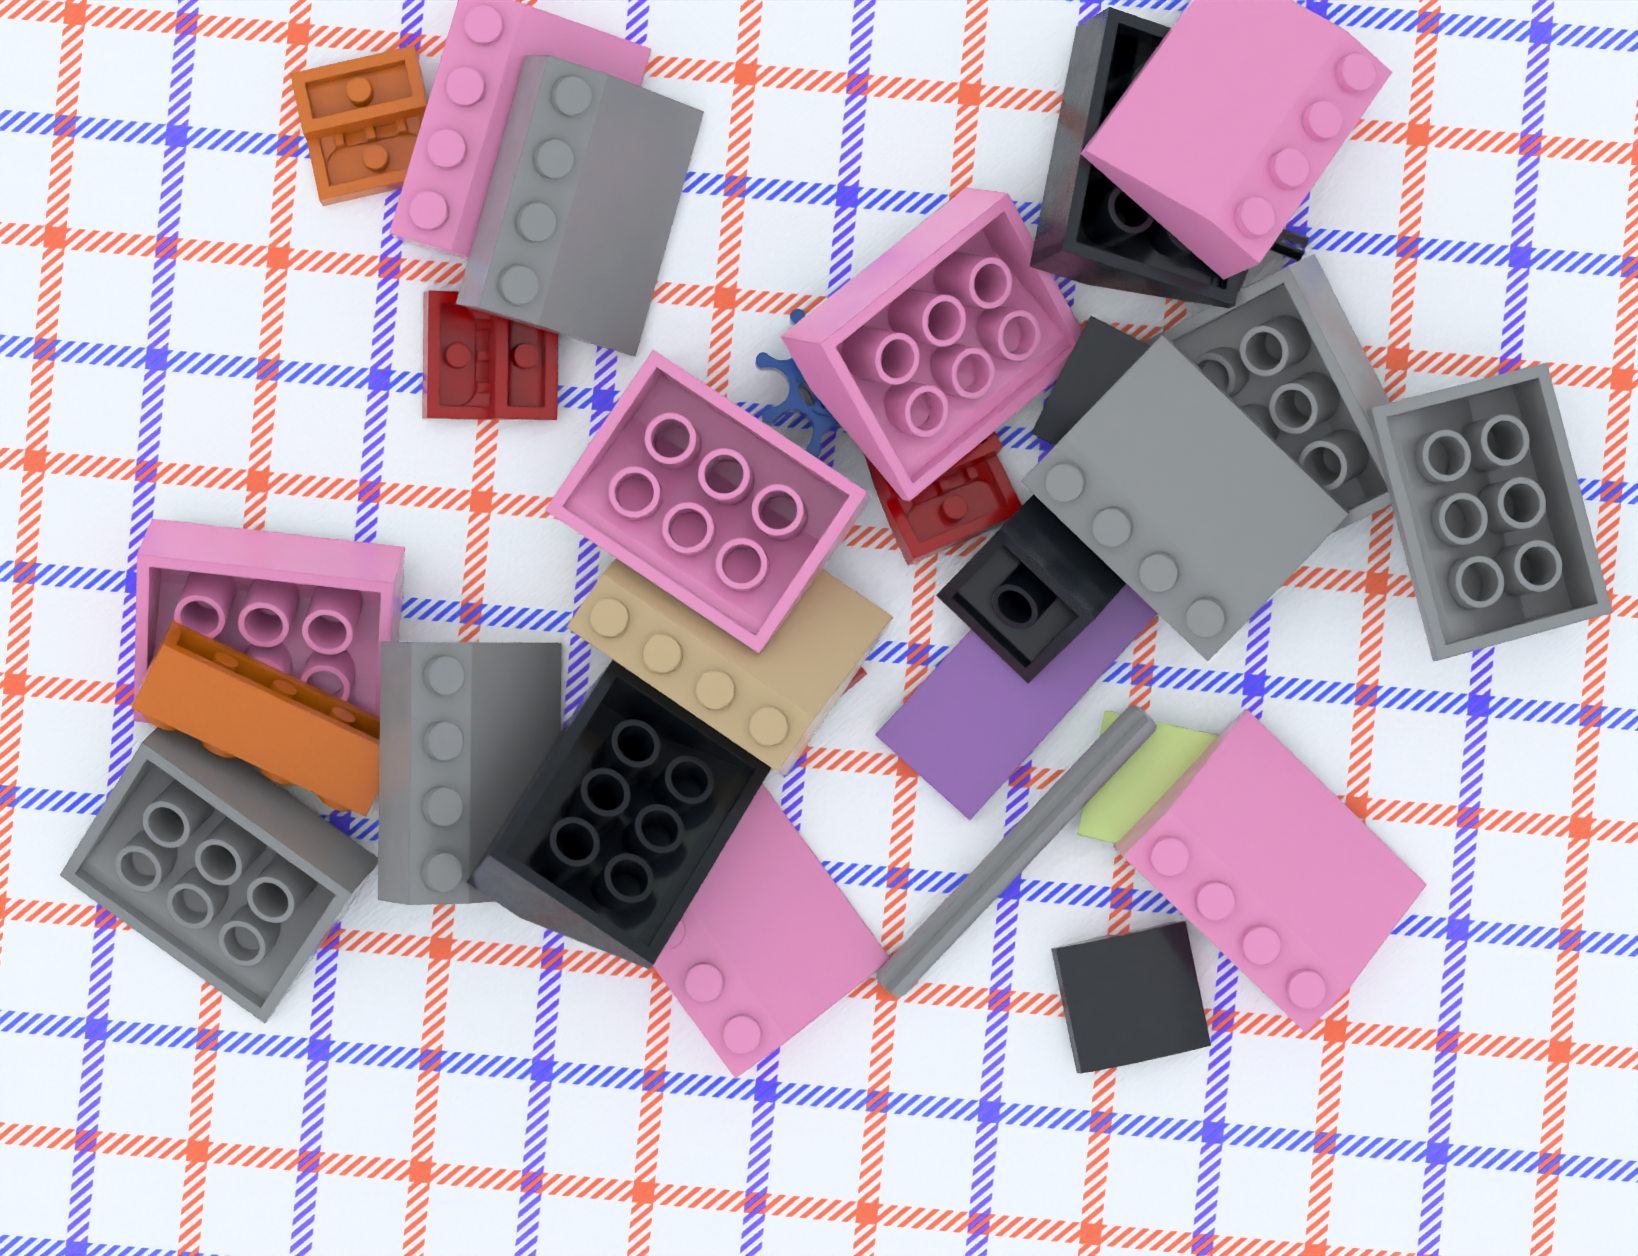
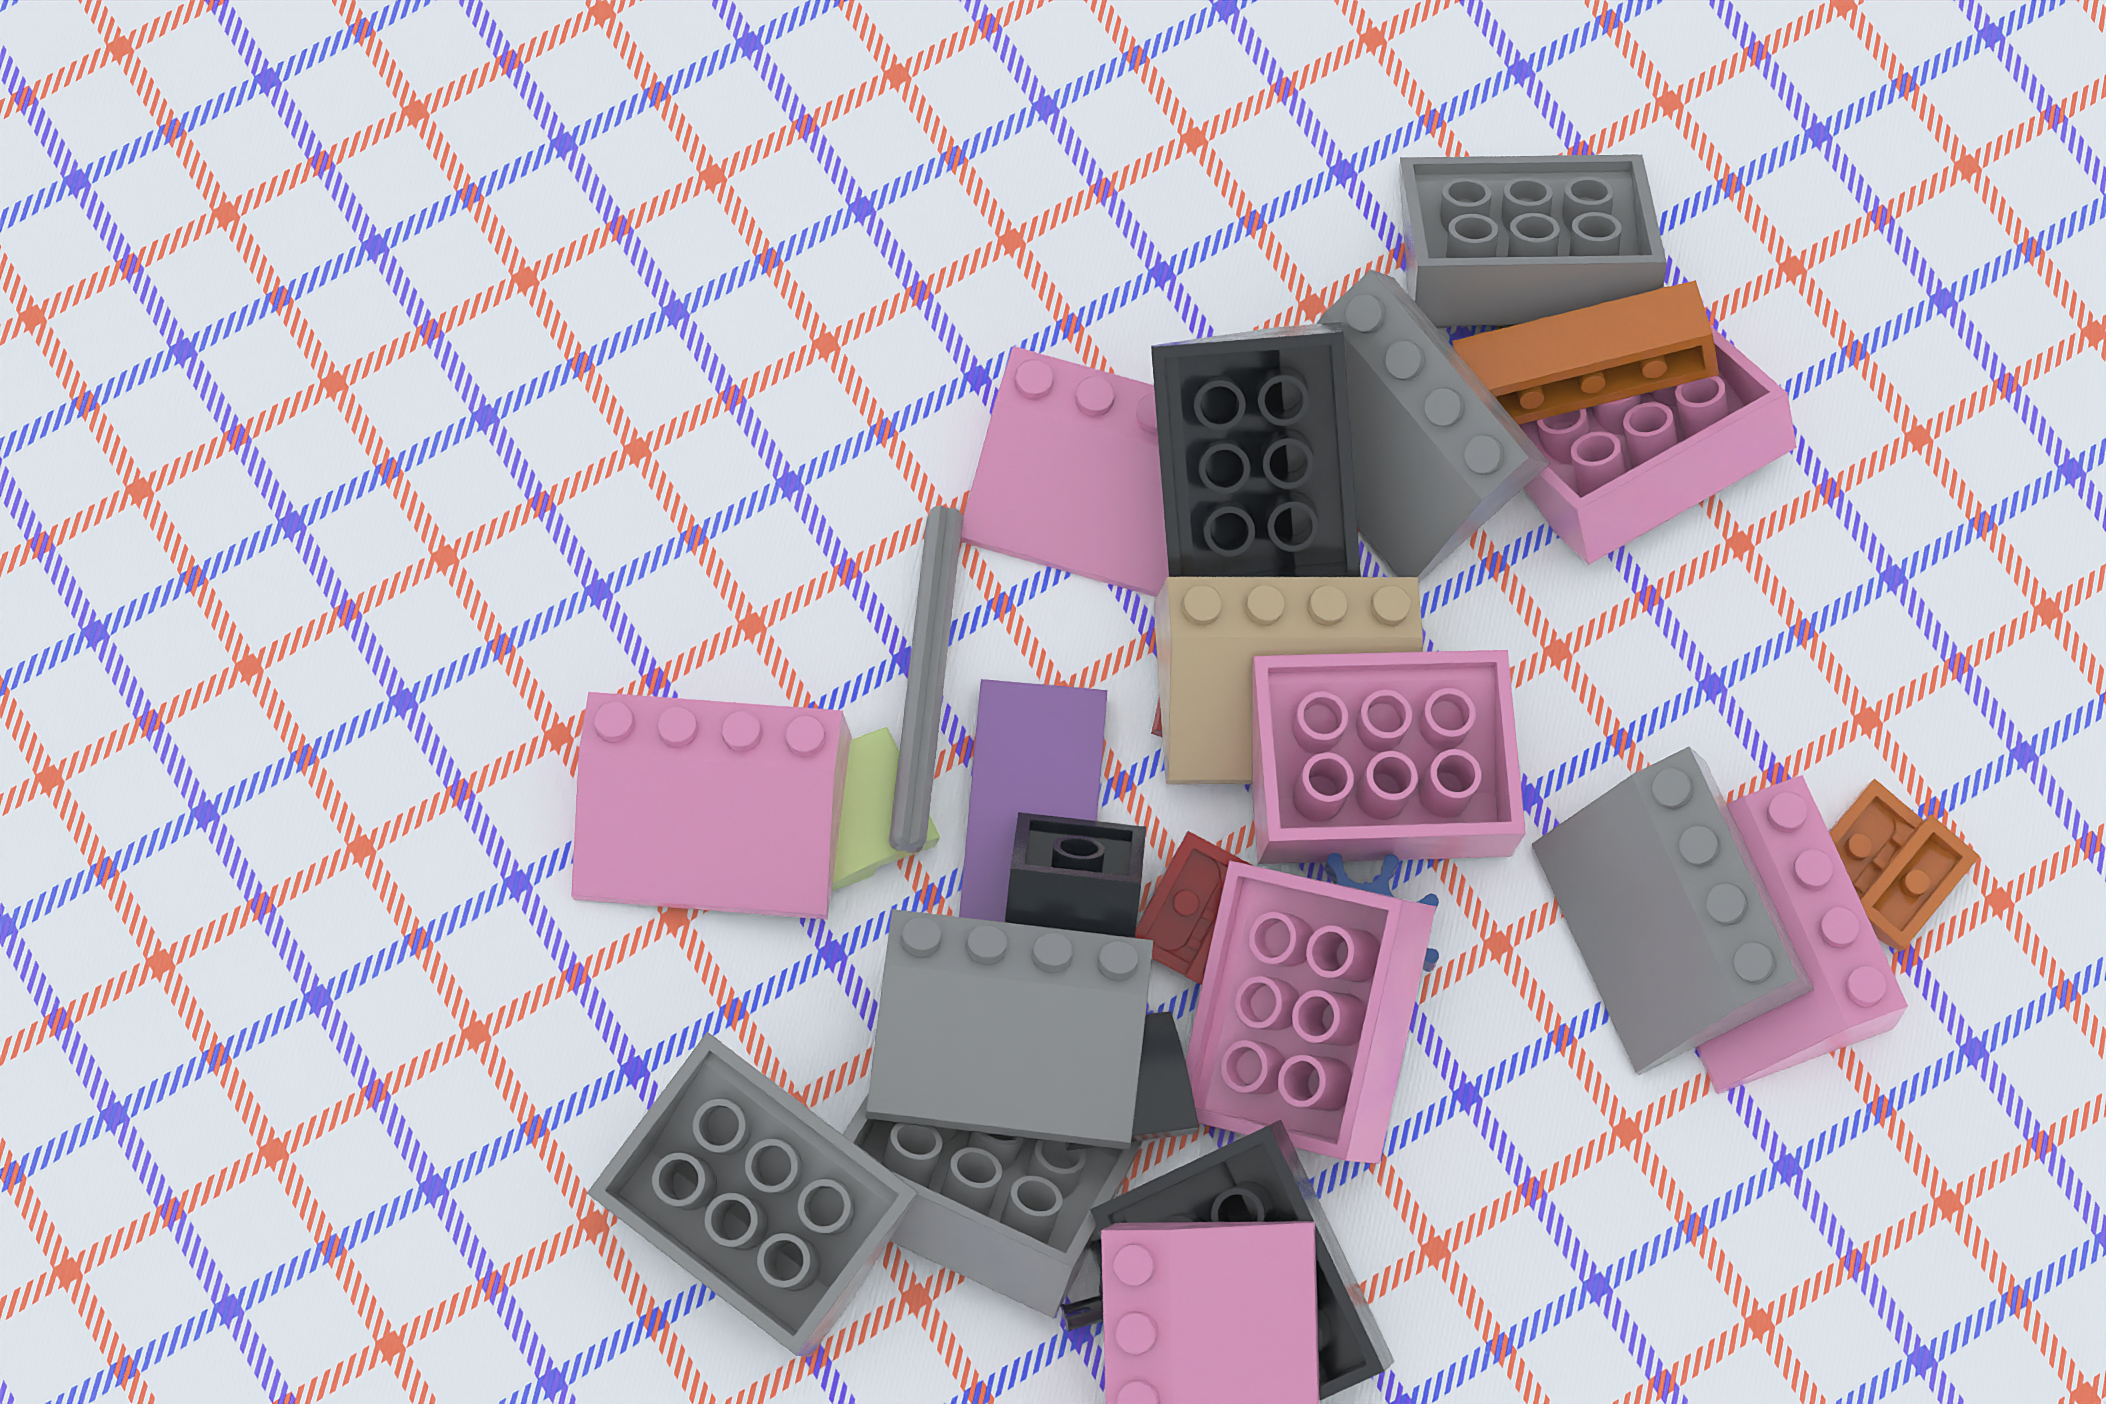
camera: 135 degrees right, 20 degrees down
(485, 365) = (1634, 735): red slope -> none
(1131, 997) = (745, 635): black slope -> none

